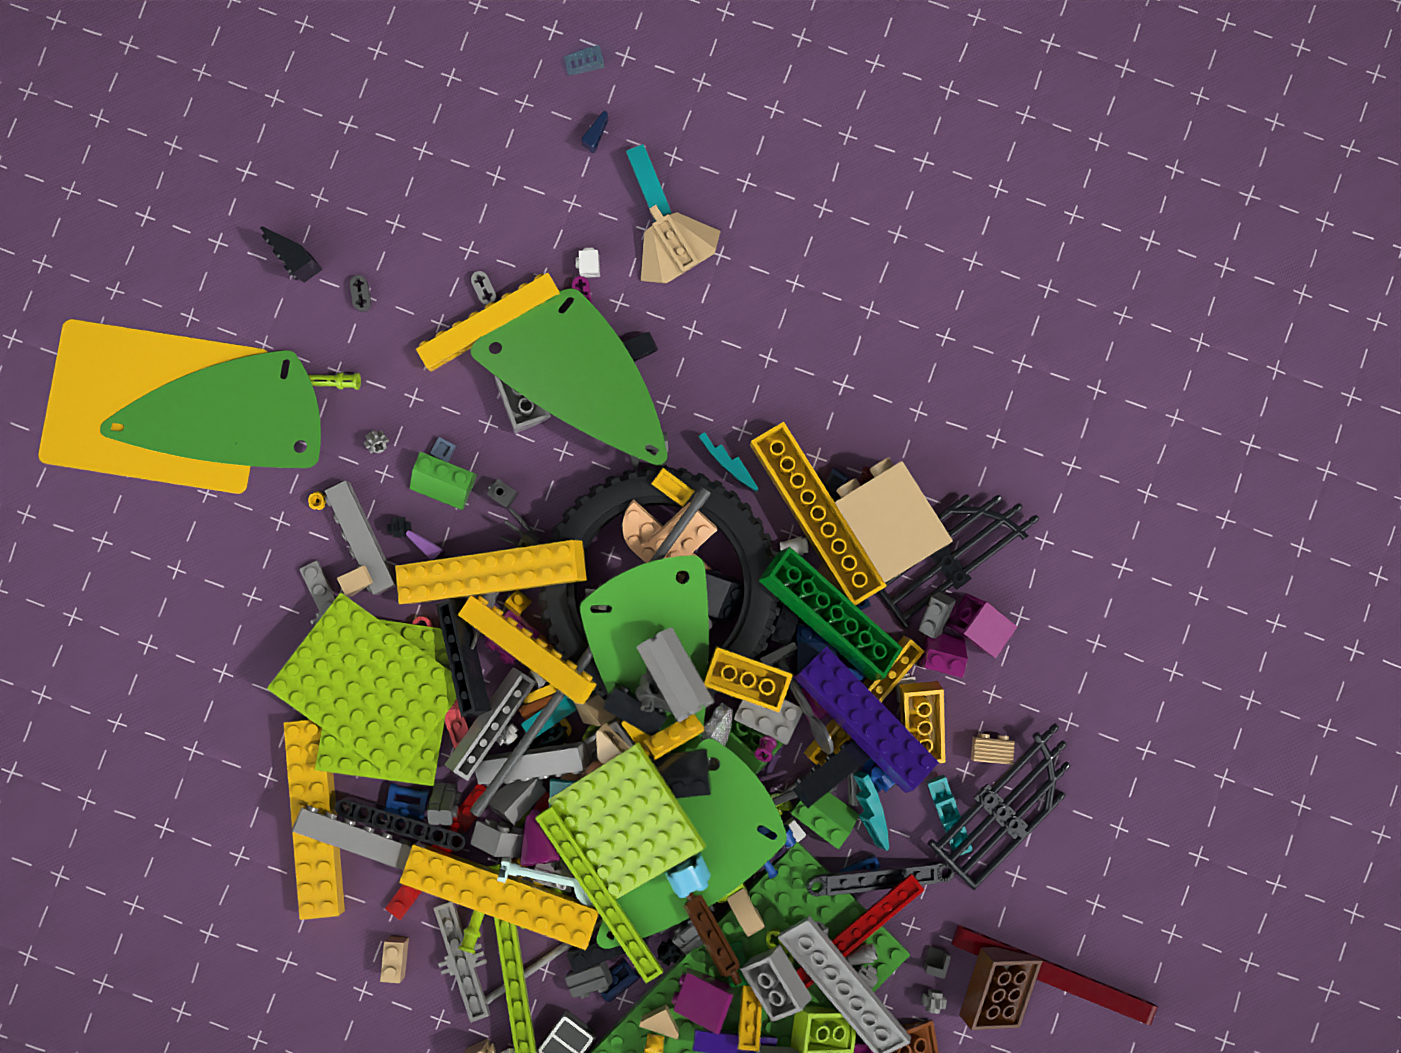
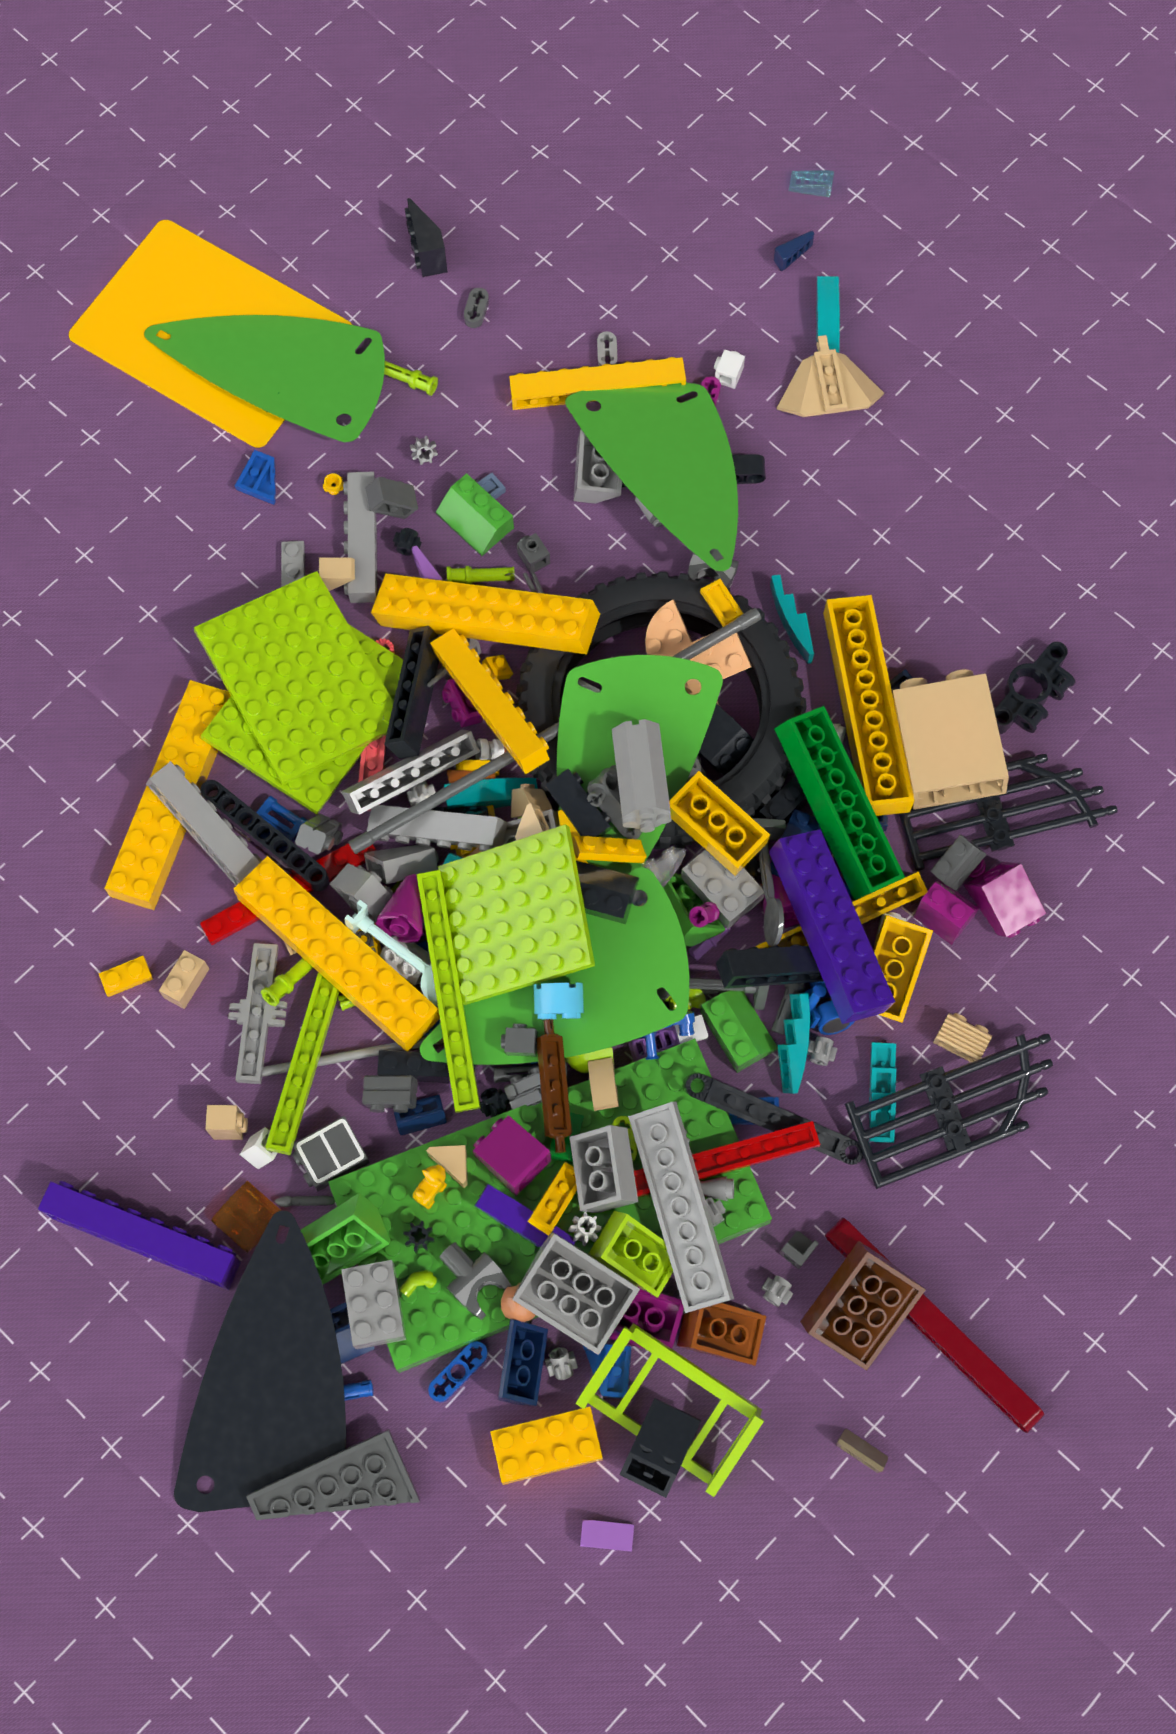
camera: 20 degrees right, 15 degrees down
(255, 520) = (259, 477): none -> blue wing
(348, 973) = (125, 976): none -> yellow plate
(369, 497) = (391, 497): none -> dark grey brick
(460, 534) = (468, 575): none -> lime pin
(671, 912) = (520, 1041): none -> dark grey brick
(774, 1027) = (579, 1232): none -> white gear
(893, 805) = (822, 1051): none -> light grey gear
(939, 423) = (1049, 674): none -> black piece

